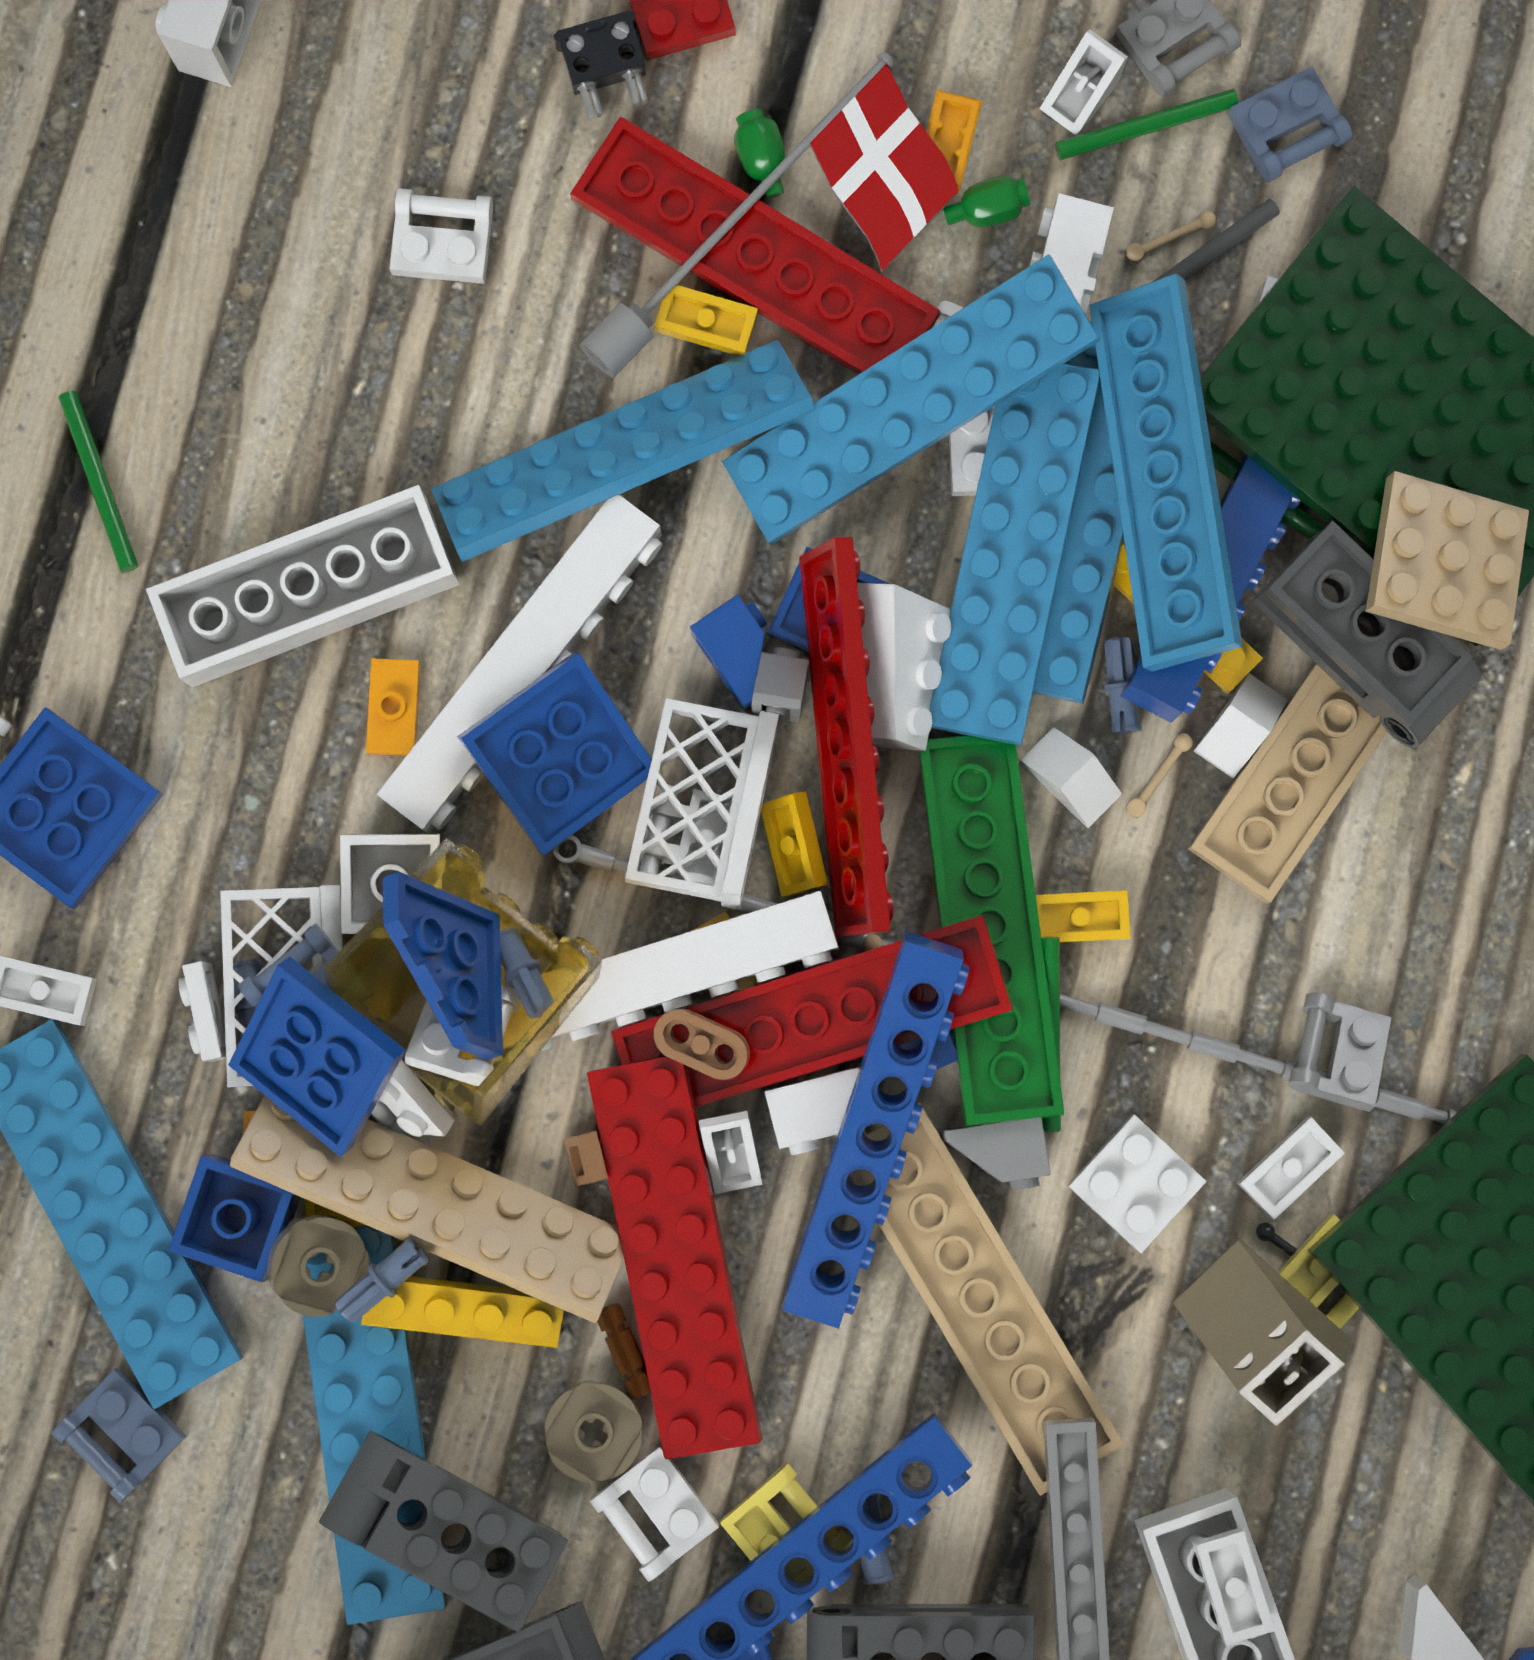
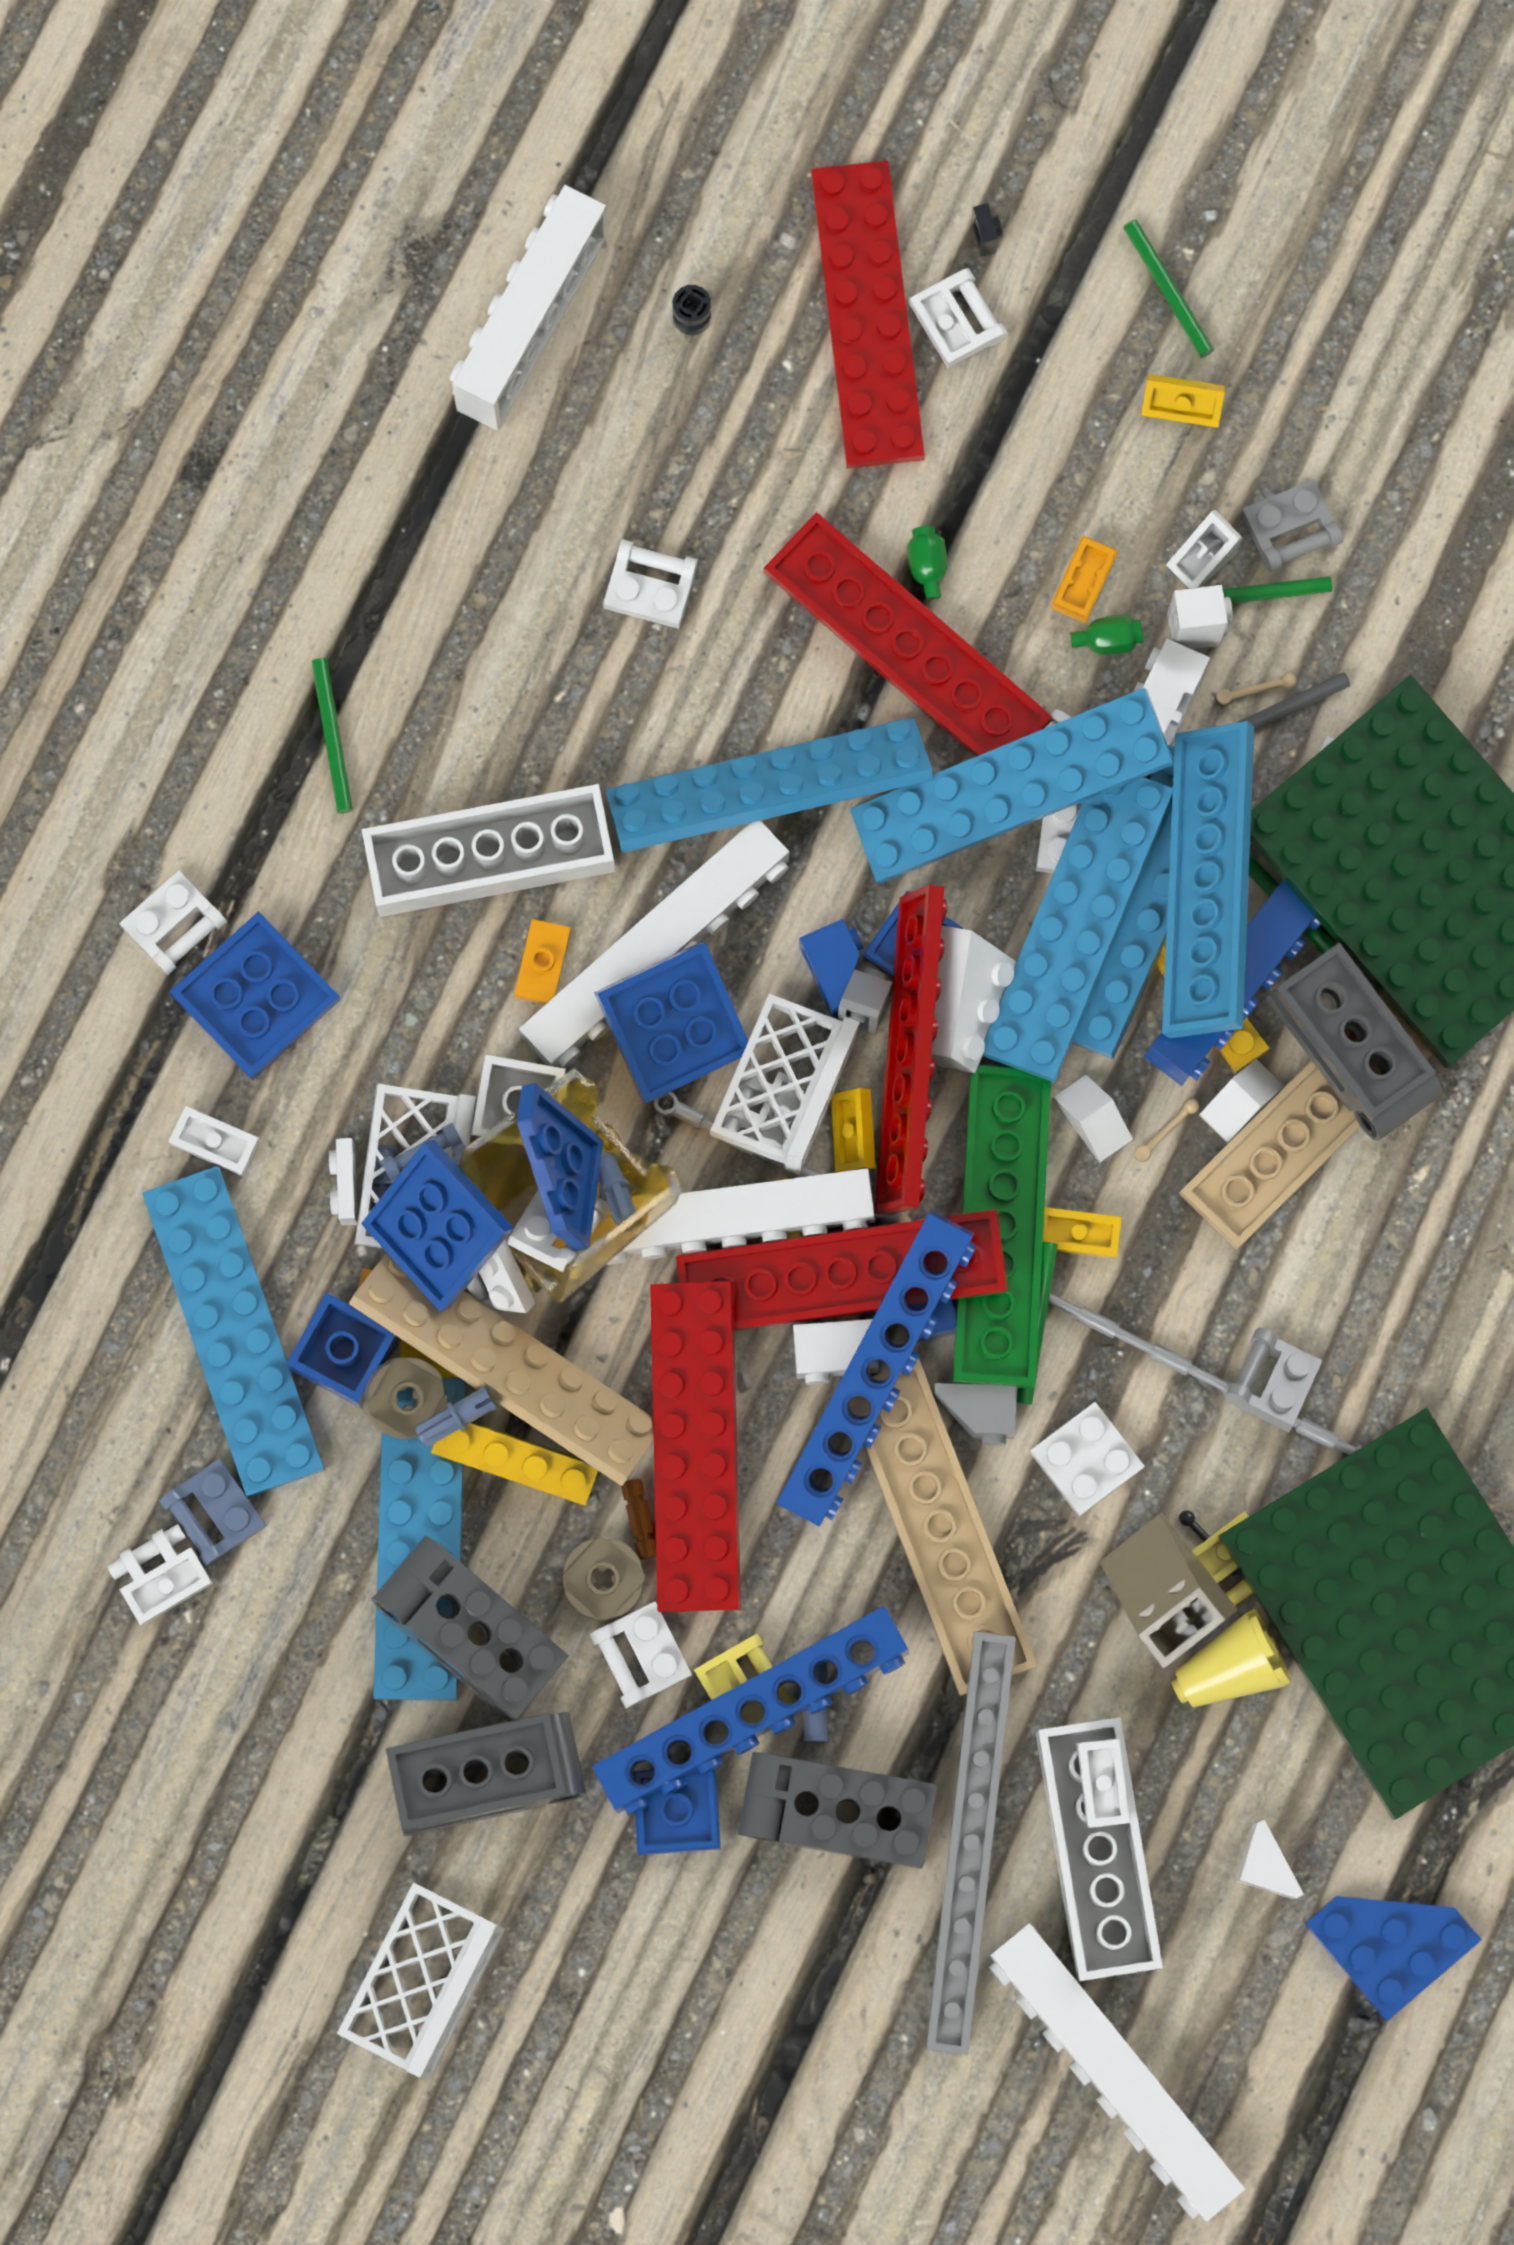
camera: 10 degrees right, 5 degrees down
(78, 1533) = (167, 1584): none -> white plate
(586, 1158) = (636, 1355): medium nougat plate -> none
(600, 48) = (809, 453): black piece -> none
(702, 1045) = (749, 1276): medium nougat plate -> none
(706, 320) = (857, 690): yellow plate -> none
(730, 1152) = (756, 1370): white slope -> none
(876, 166) = (1018, 586): flag -> none
(1092, 160) = (1199, 616): none -> white brick
(1120, 665) = (1149, 1029): sand blue axle -> none
(1282, 111) = (1368, 602): sand blue plate -> none
(1291, 1168) = (1216, 1468): white plate -> none
(1355, 1404) = (1232, 1665): none -> light yellow cone
(1447, 560) = (1428, 991): tan plate -> none

